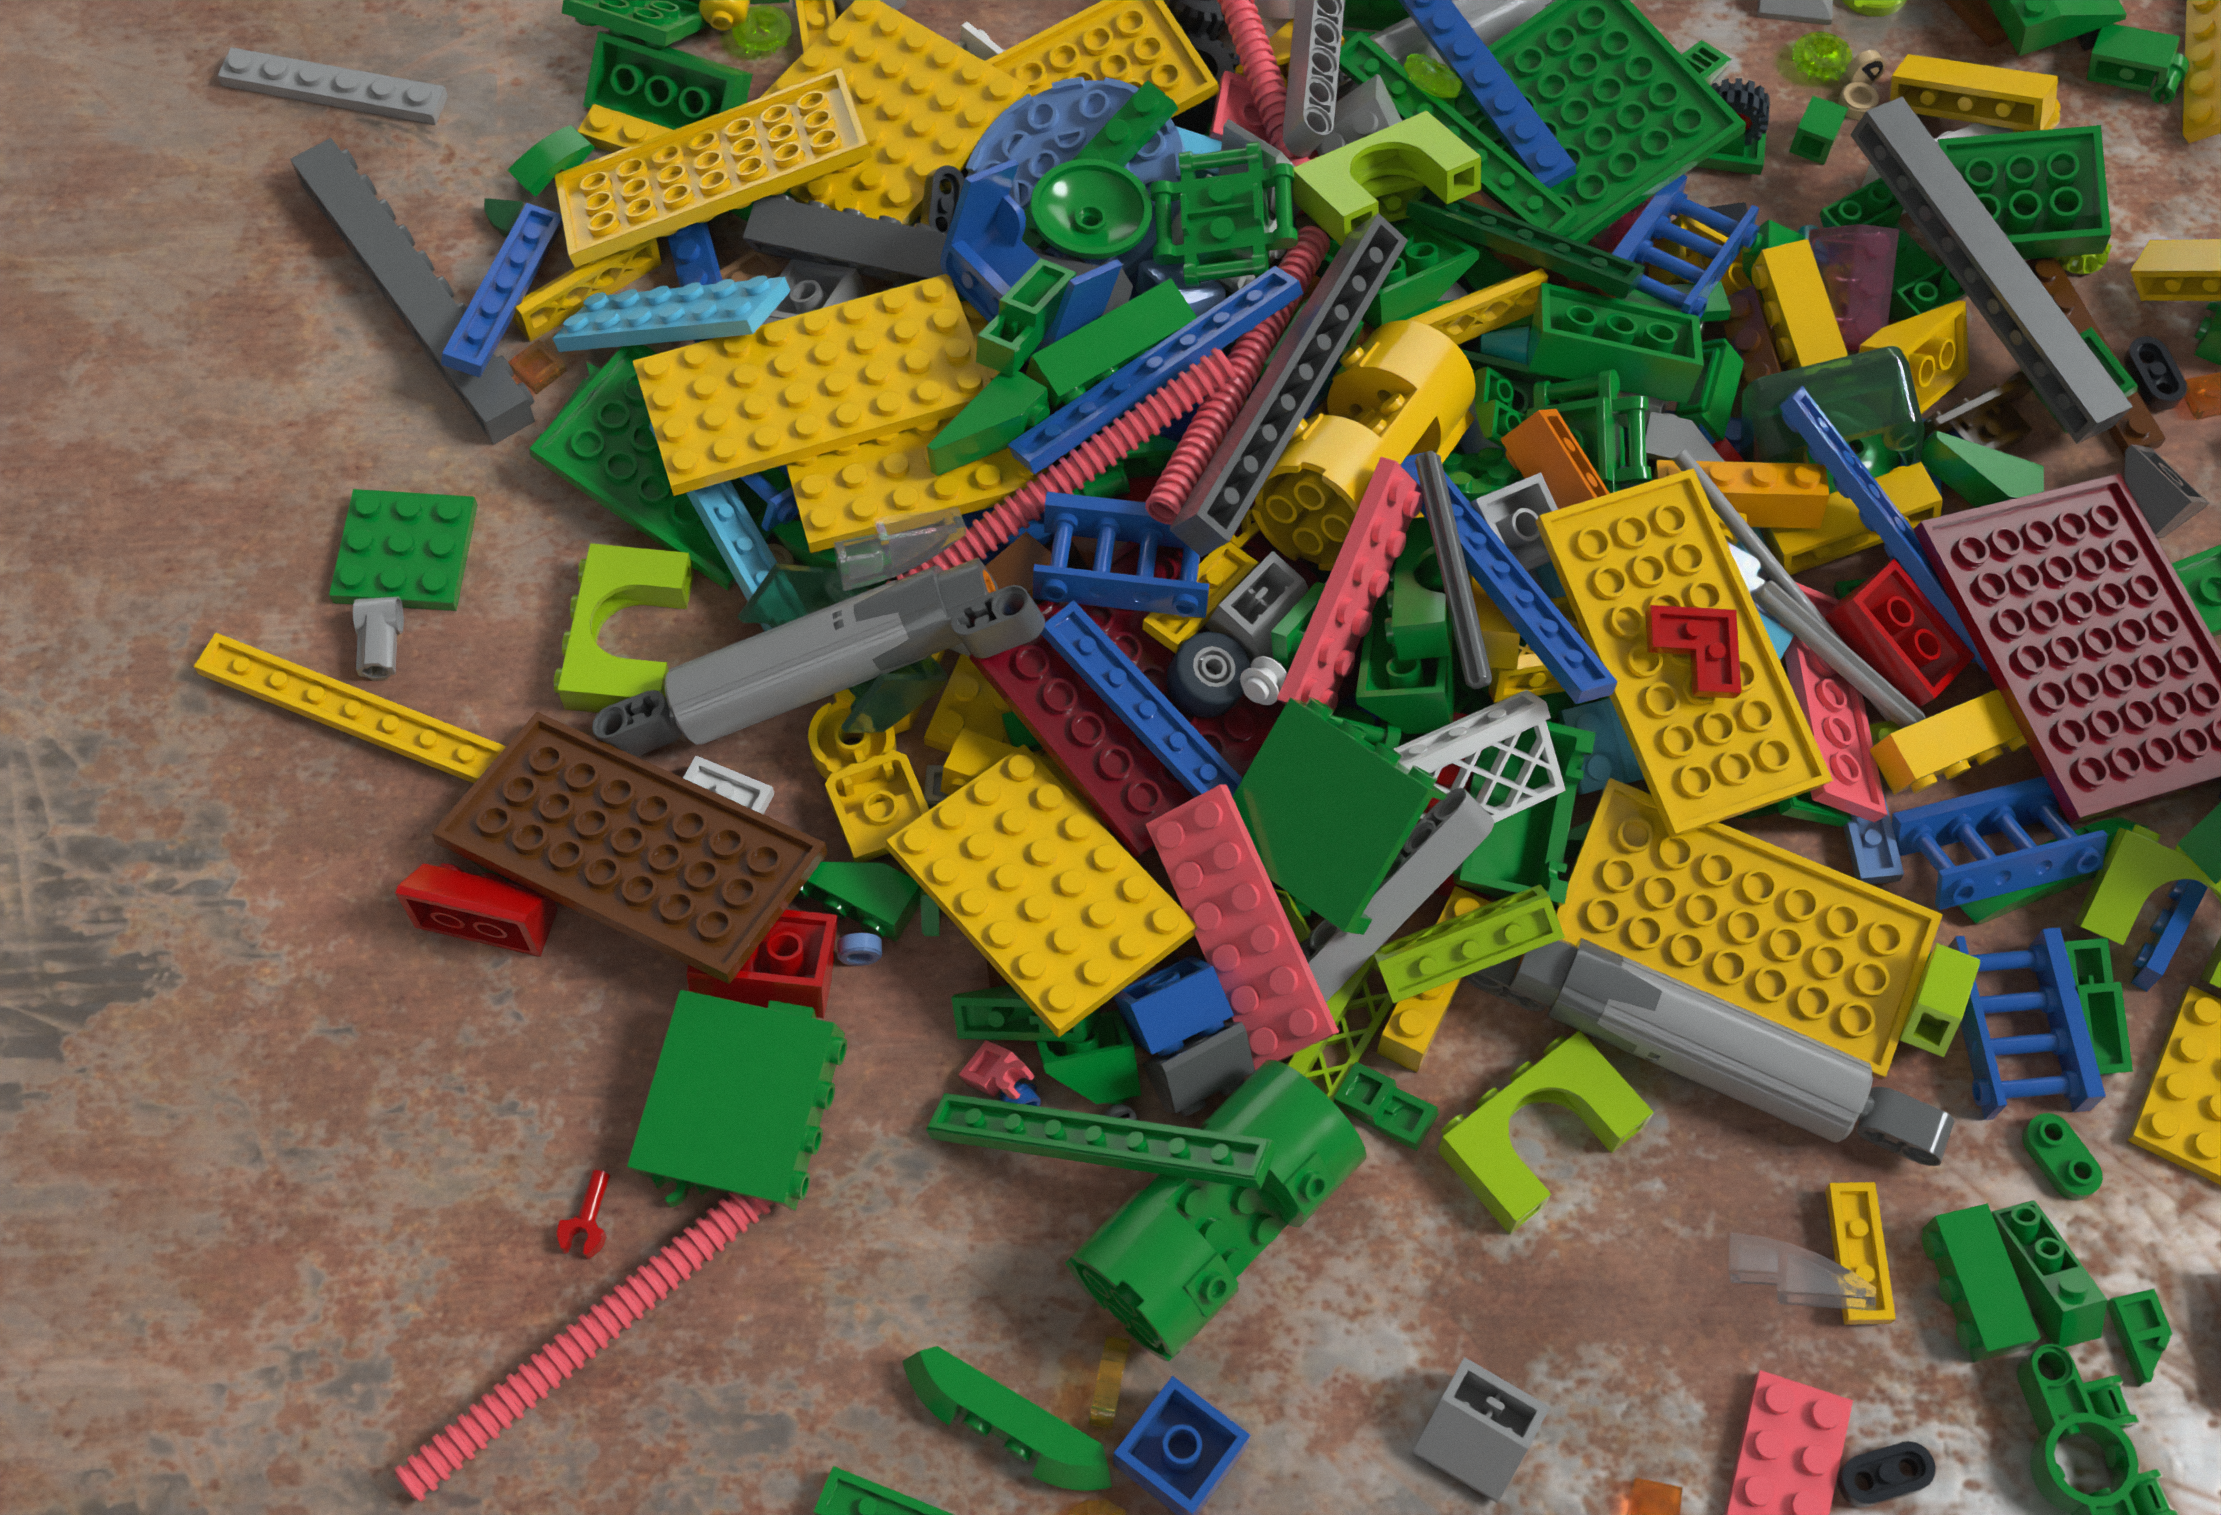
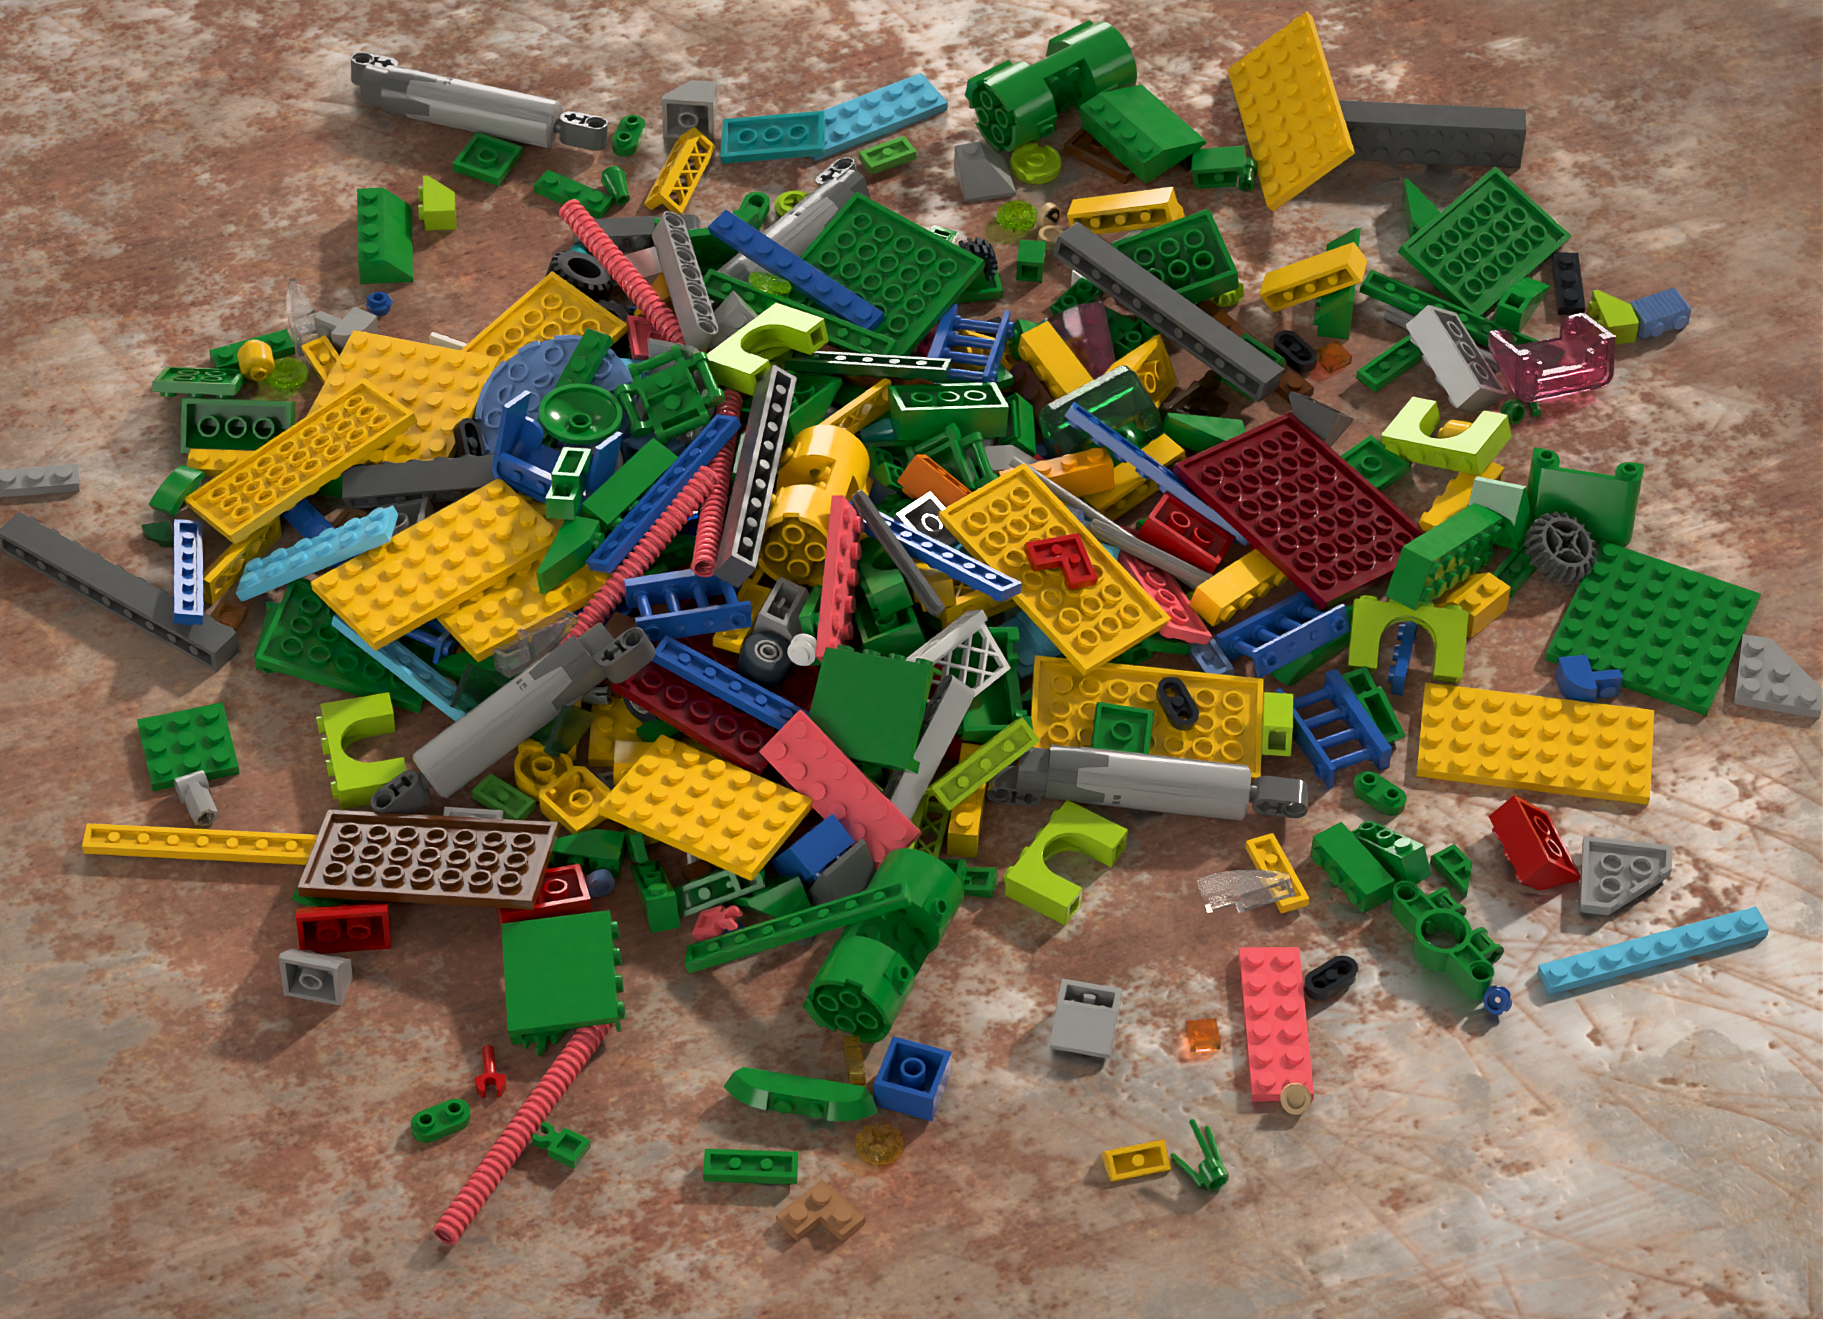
camera: 20 degrees left, 15 degrees down
(409, 974) = (315, 976): none -> light grey slope
(485, 1275) = (441, 1120): none -> green plate
(639, 1386) = (563, 1147): none -> green plate
(783, 766) = (501, 796): none -> bright green plate
(928, 995) = (655, 896): none -> green slope
(1698, 942) = (1122, 728): none -> green tile
(1800, 924) = (1179, 705): none -> black plate

